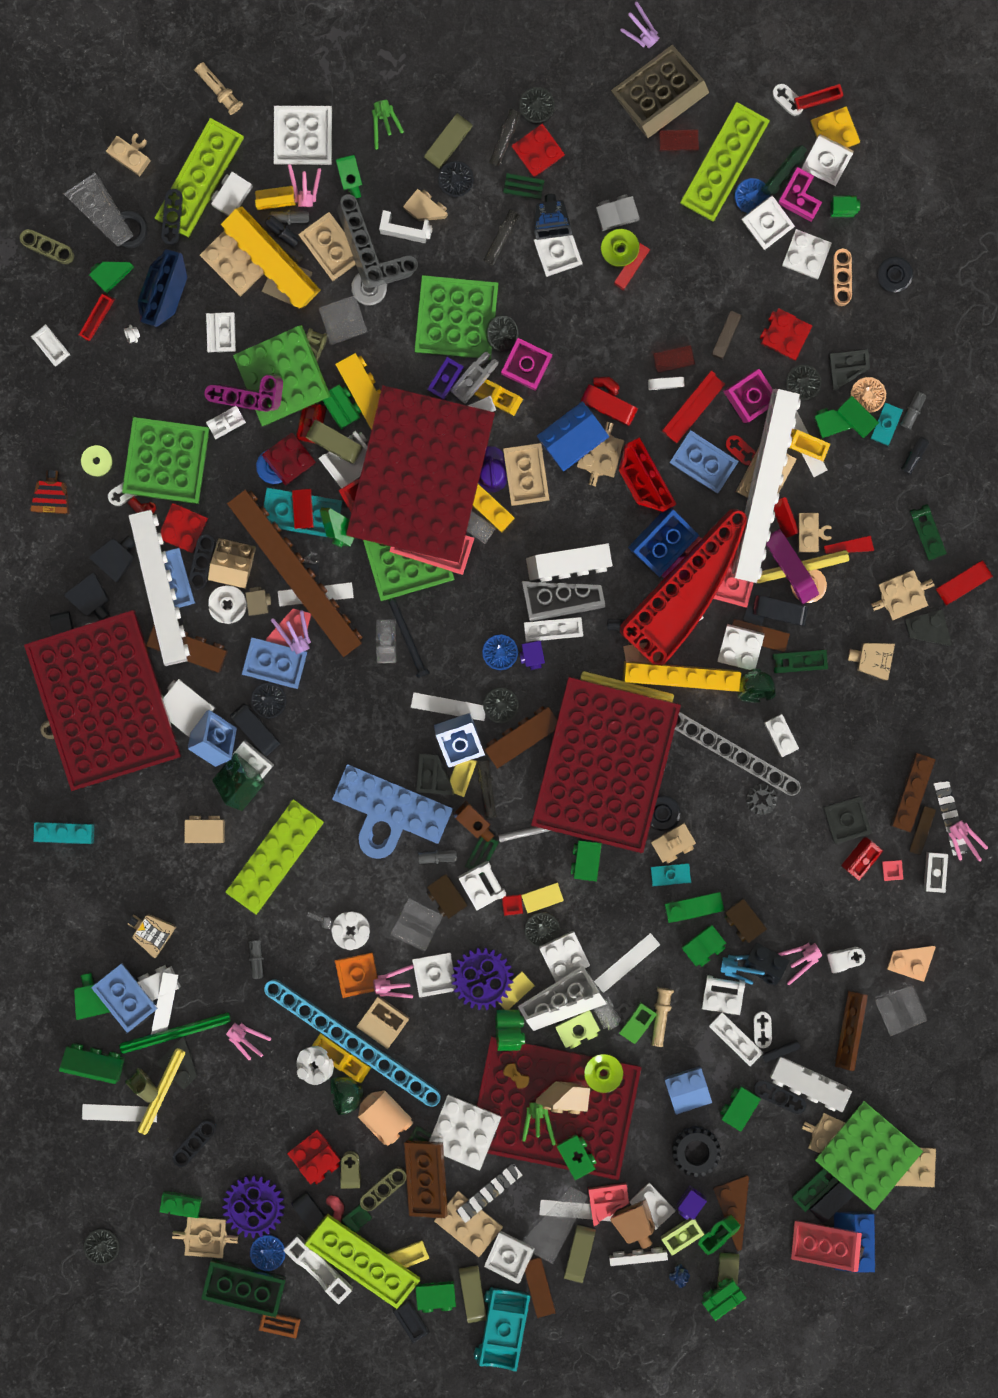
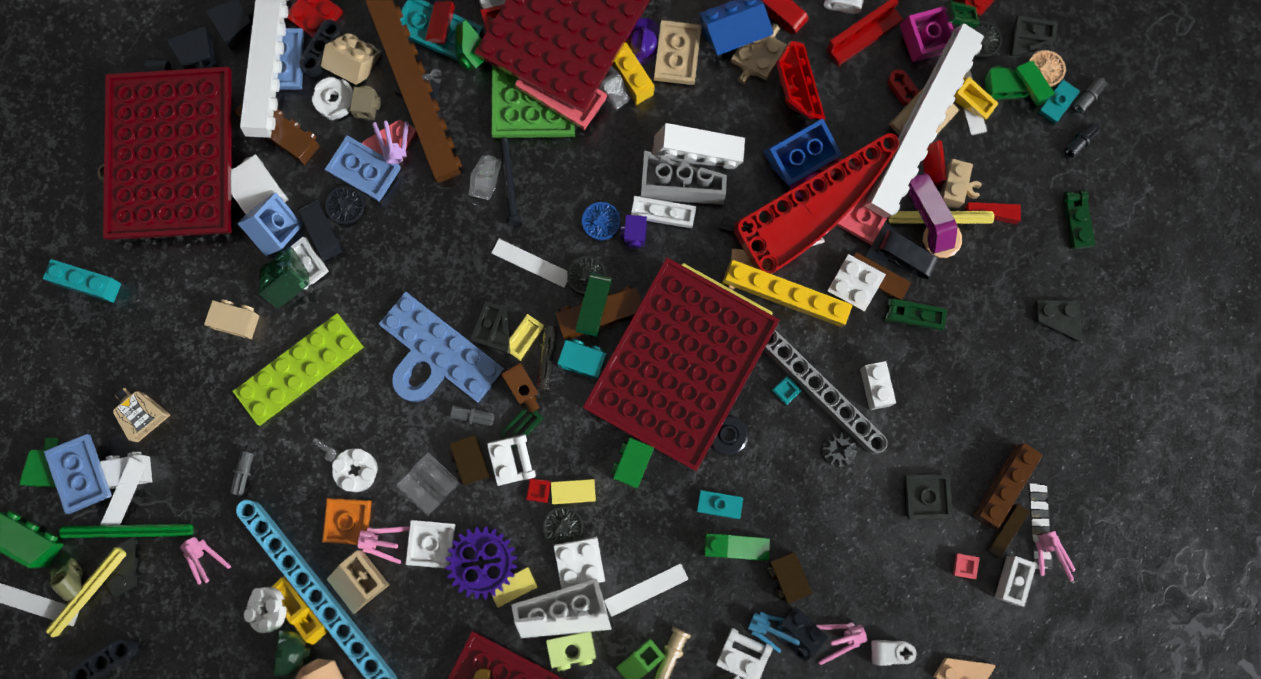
camera: 15 degrees right, 10 degrees down
(336, 591) = (451, 117): white sticker -> none
(459, 740) = (531, 297): medium blue slope -> none
(508, 1030) = (493, 629): green brick -> none
(516, 734) = (593, 304): none -> dark green beam
(517, 782) = (582, 359): none -> teal brick
(521, 833) = (567, 415): light grey bar -> none
(607, 1015) = (609, 642): clear slope -> none
(673, 842) = (732, 470): tan brick -> none
(703, 759) = (786, 390): none -> teal tile
(704, 462) = (863, 88): medium blue plate -> none
(704, 945) = (737, 593): green brick -> none
(755, 686) = (864, 327): clear green cylinder -> none
(766, 374) = (963, 16): none -> dark green tile
(862, 858) = (934, 543): red slope -> none
(873, 659) = (995, 332): tan torso -> none
(902, 595) = (1039, 275): tan plate -> none
(964, 582) = (1108, 279): red beam -> none

